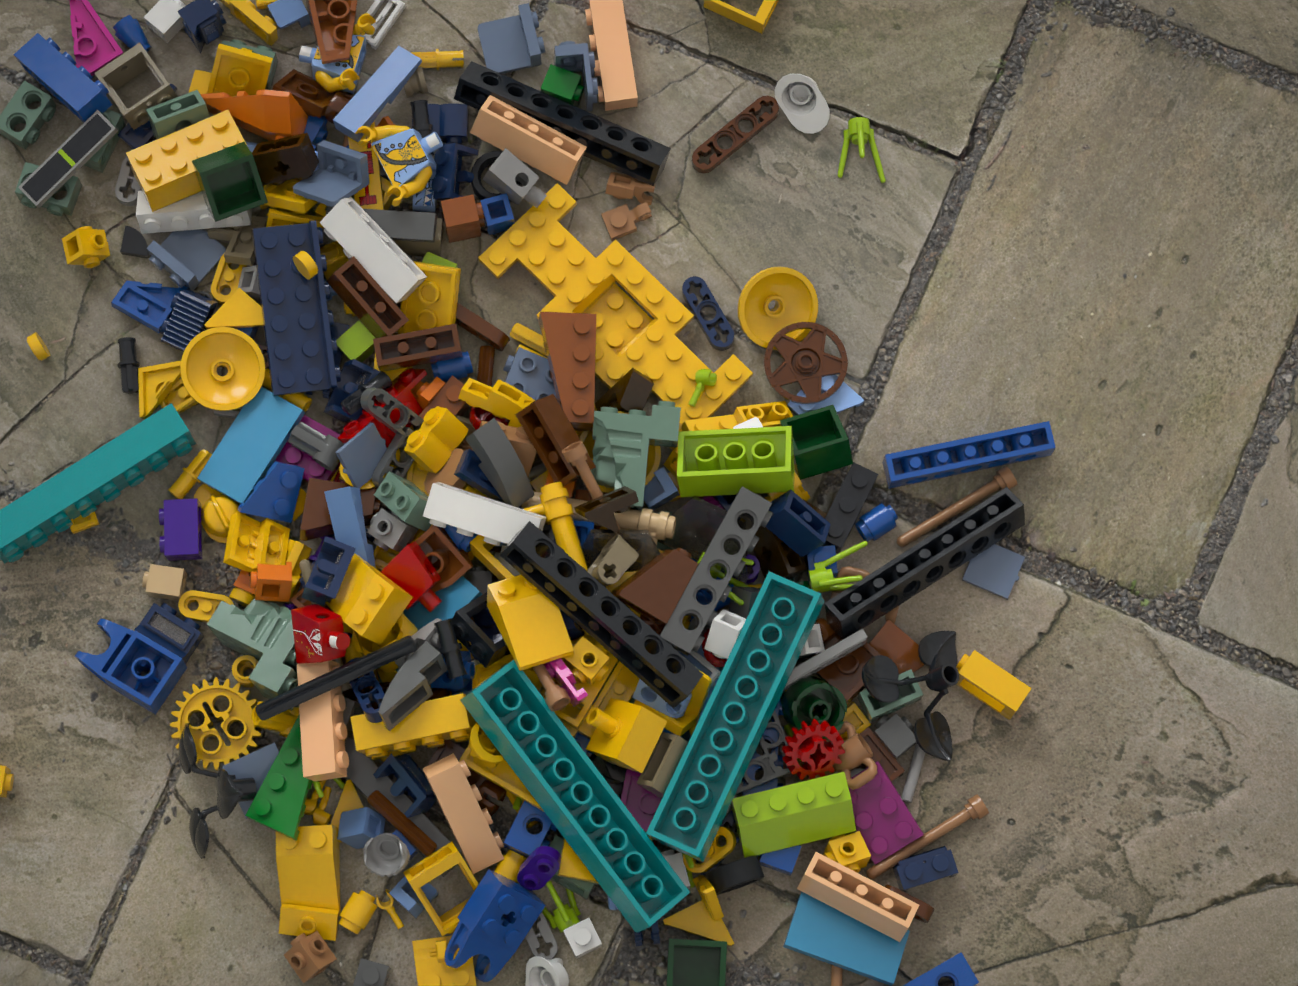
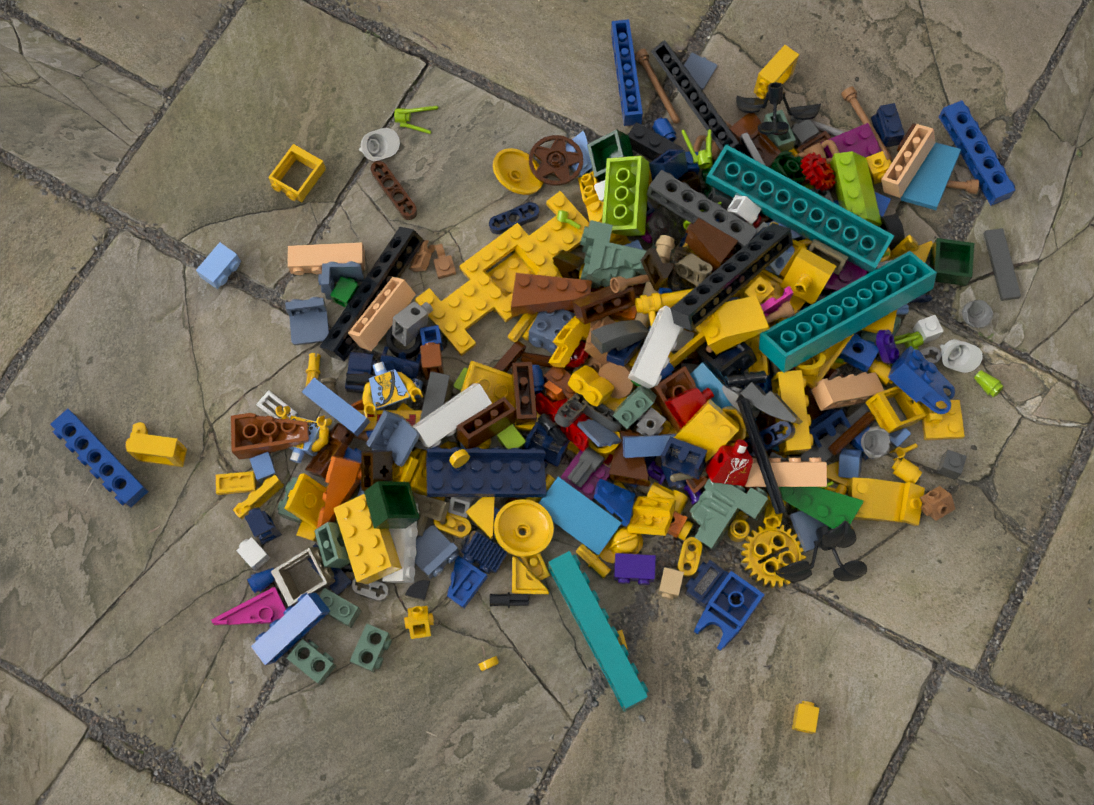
camera: 80 degrees left, 5 degrees down
(68, 159) = (354, 626): black tile -> none
(272, 582) = (682, 502): orange brick -> none

